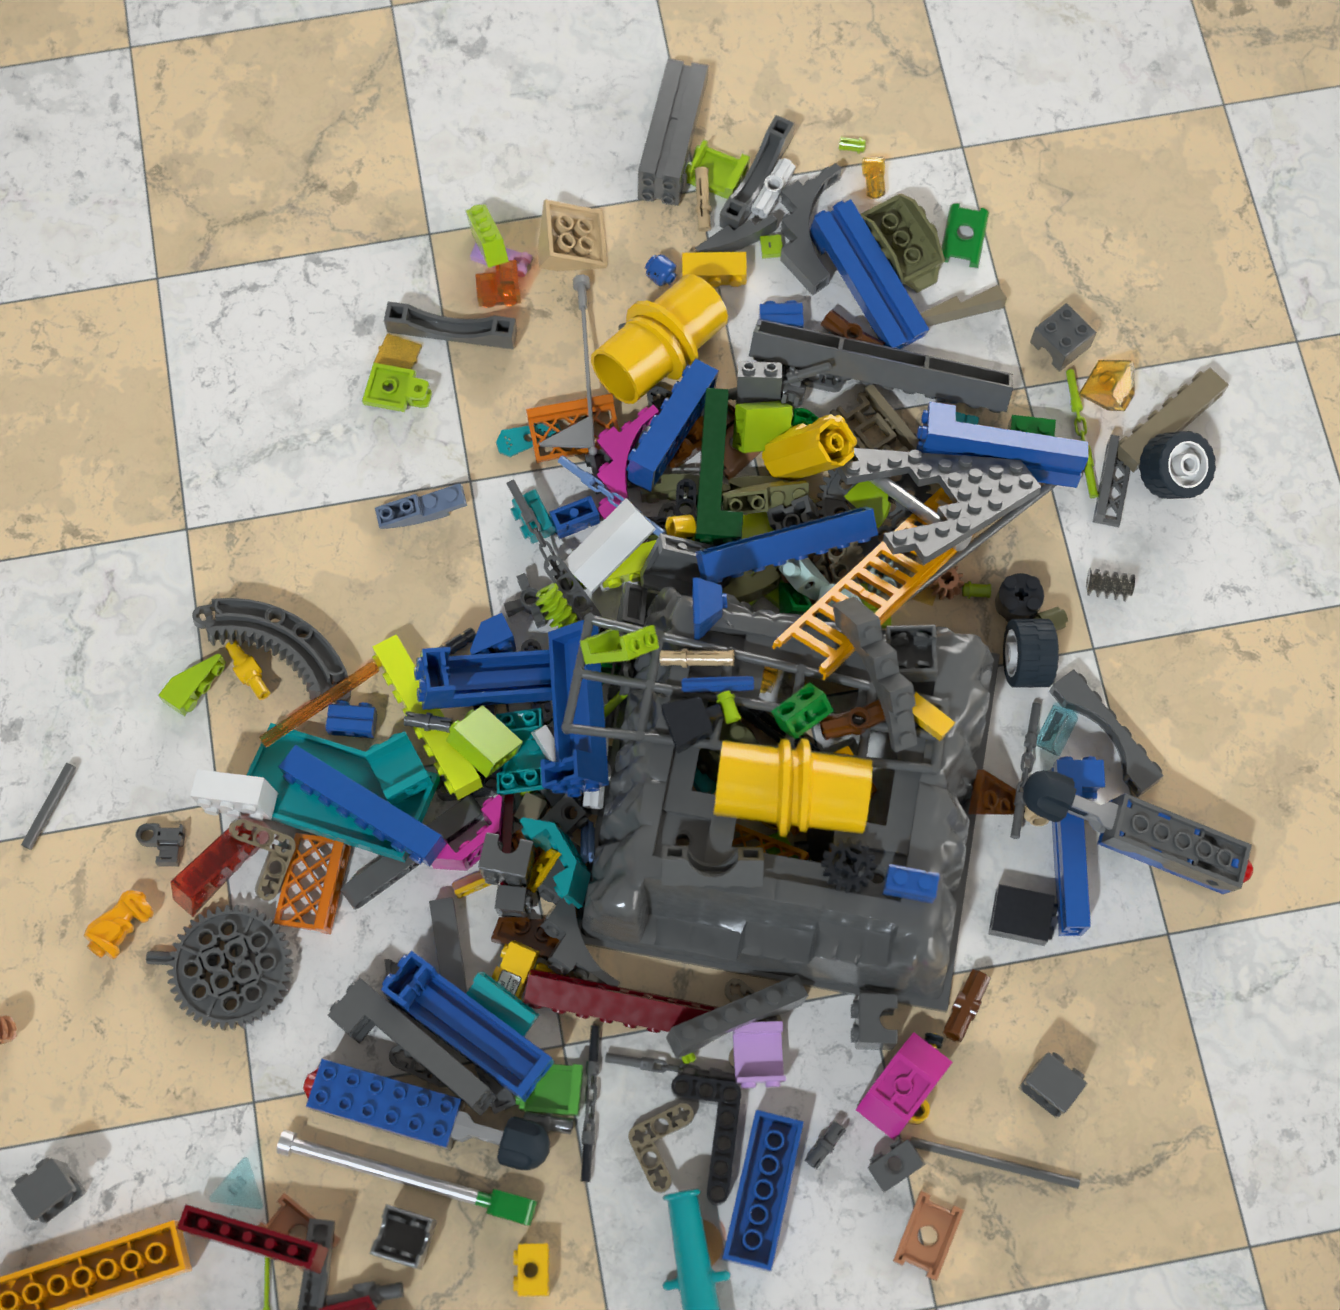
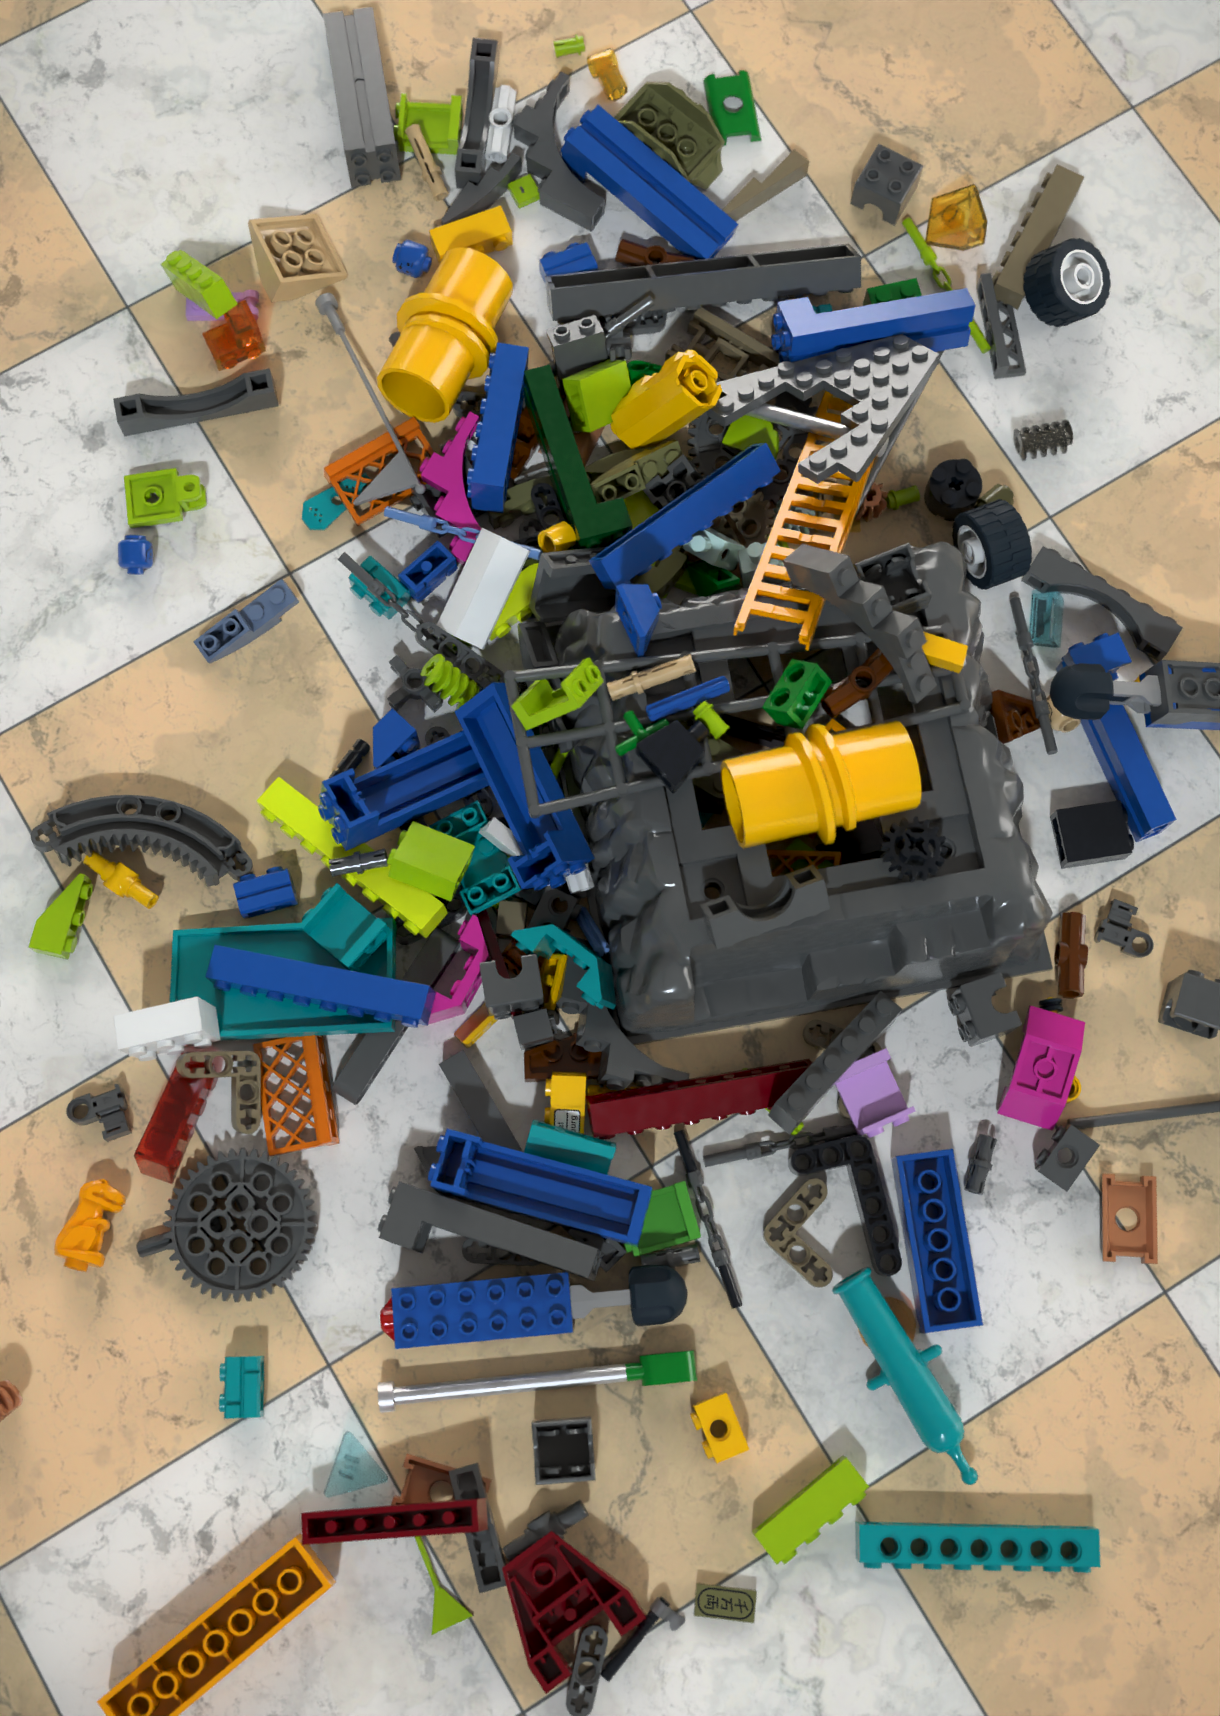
camera: 25 degrees left, 5 degrees up
(47, 1190) = (133, 1560): dark grey piece -> none
(182, 1091) = (242, 1387): none -> teal brick
(319, 704) = (221, 888): clear orange axle -> none
(358, 425) = (135, 554): none -> blue head
(398, 352) = (146, 454): clear yellow piece -> none
(669, 695) = (638, 731): none -> green piece
(911, 883) = (991, 844): blue brick -> none
(1013, 1000) = (1116, 929): none -> dark grey piece

